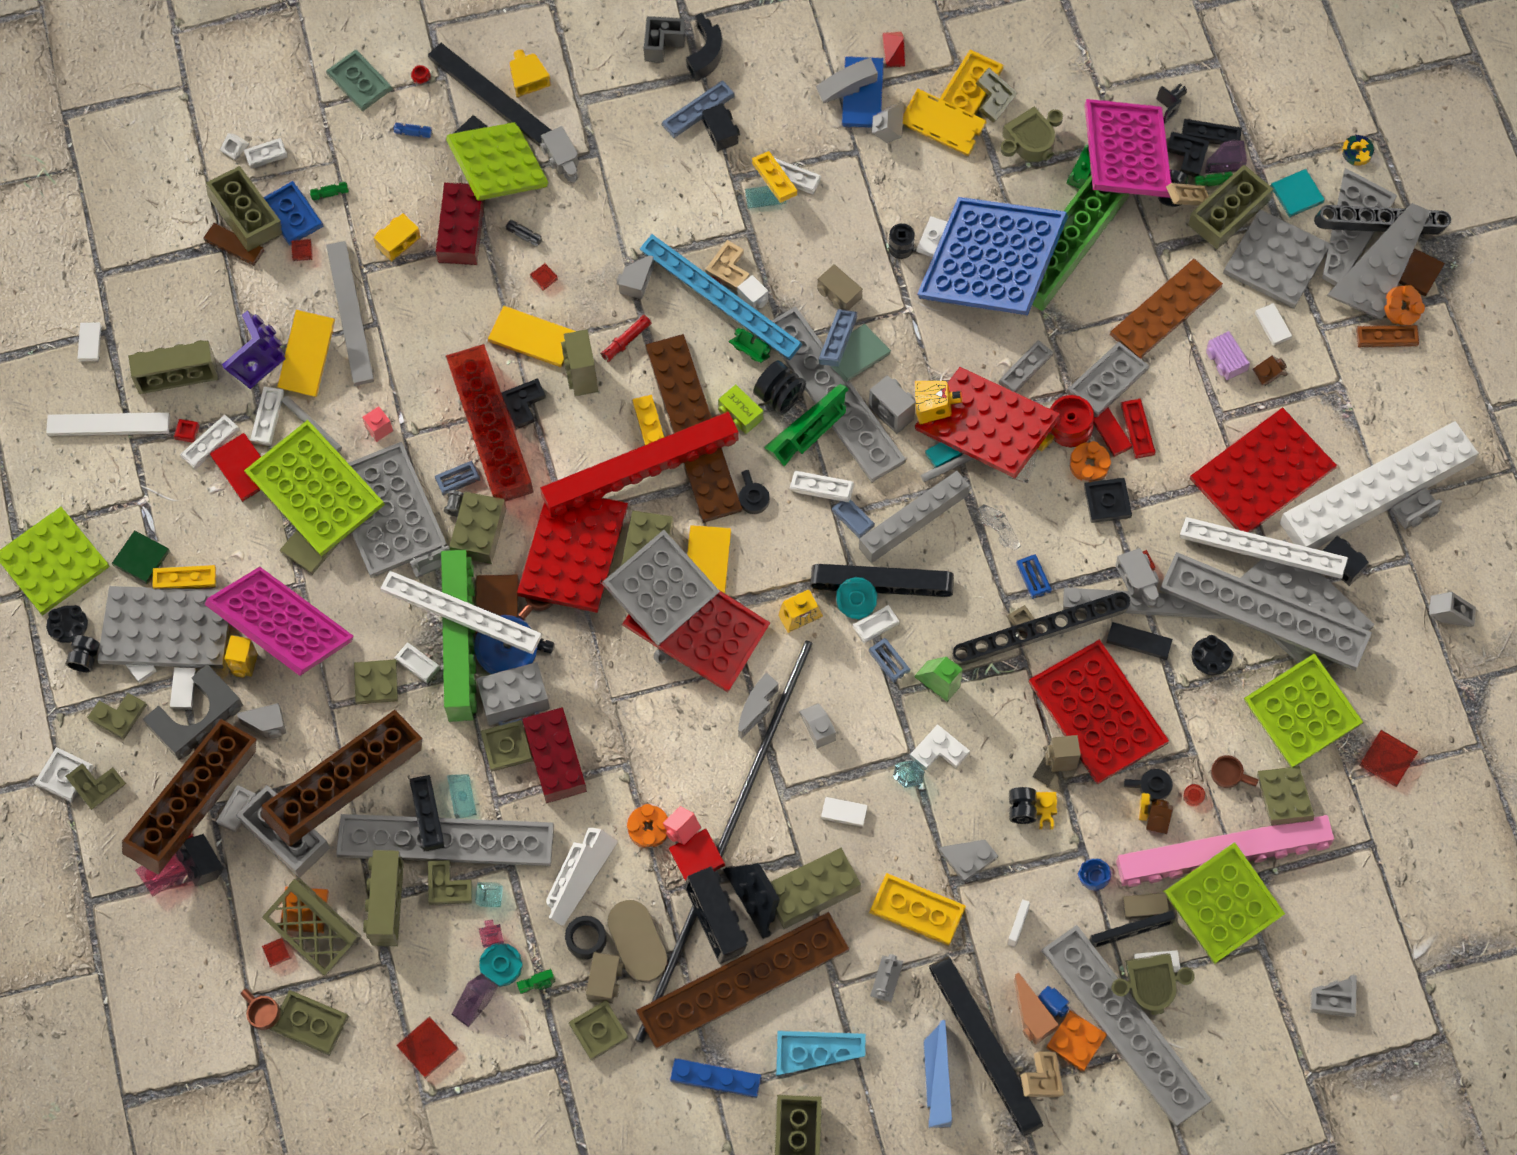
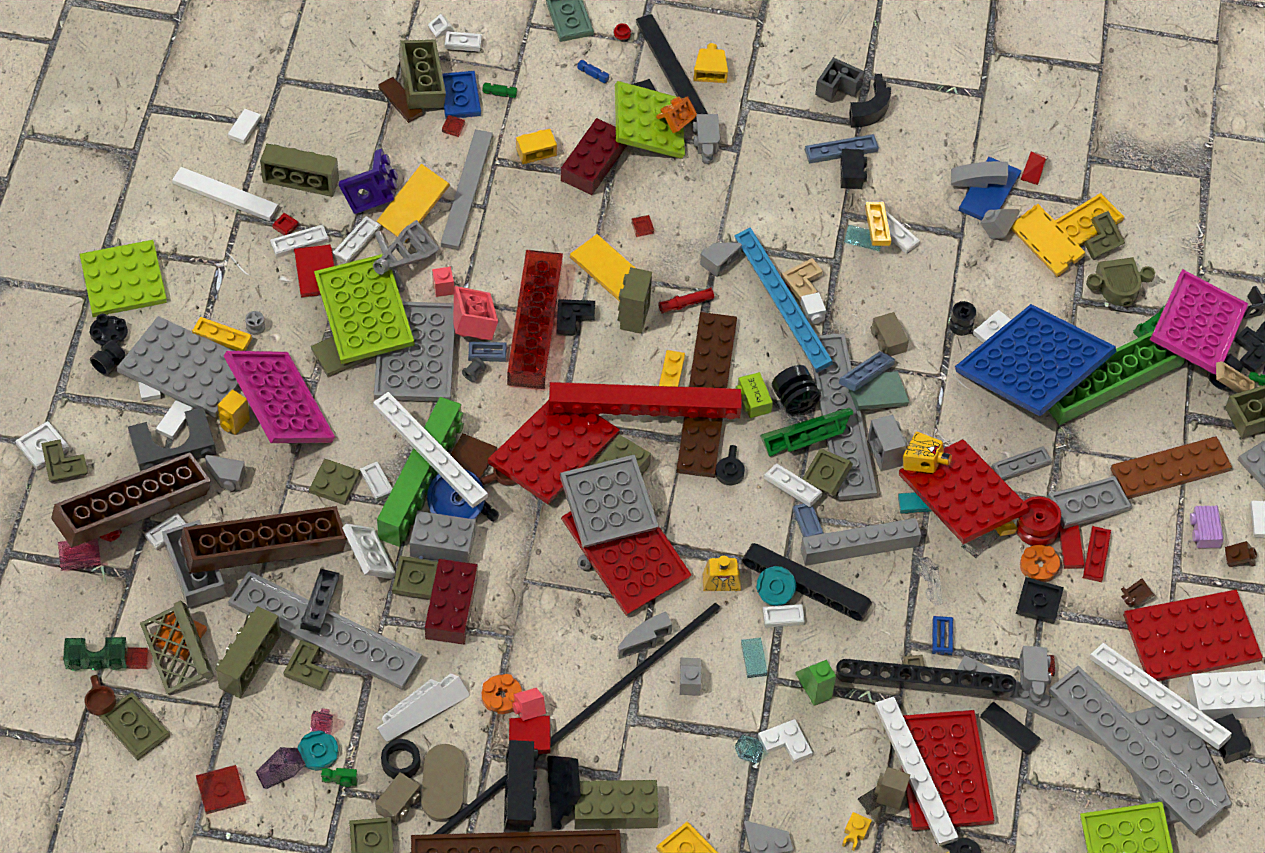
camera: 20 degrees right, 10 degrees down
(120, 720) = (108, 422): olive plate -> none
(140, 556) = (195, 303): dark green tile -> none
(199, 860) = (113, 556): black brick -> none
(211, 545) = (256, 318): none -> light grey wheel
(251, 963) = (111, 656): none -> clear green arch
(333, 390) = (418, 238): none -> light grey plate
(425, 444) = (474, 313): none -> coral slope
(428, 562) = (423, 406): light grey hinge -> none
(449, 740) = (369, 551): none -> white tile
(461, 795) = (357, 601): clear light blue slope -> none
(478, 526) = (484, 395): olive brick -> none
(488, 894) = (337, 689): clear light blue slope -> none
(522, 142) = (678, 113): none -> orange bracket
(523, 232) = (644, 185): black axle -> none
(710, 552) = (669, 498): yellow tile -> none
(758, 351) = (793, 355): green hinge -> none
(844, 812) = (676, 755): white tile -> none
(849, 459) = (827, 472): none -> olive plate
(869, 679) = (754, 657): none -> clear light blue tile
(899, 674) = (782, 664): sand blue tile -> none
(946, 467) = (910, 515): light grey bar -> none
(1022, 806) = (835, 817): black wheel -> none
(1075, 724) = (920, 778): none -> white plate
(1194, 453) = (1137, 594): none -> reddish brown bracket
(1211, 655) = (1069, 767): black dish -> none

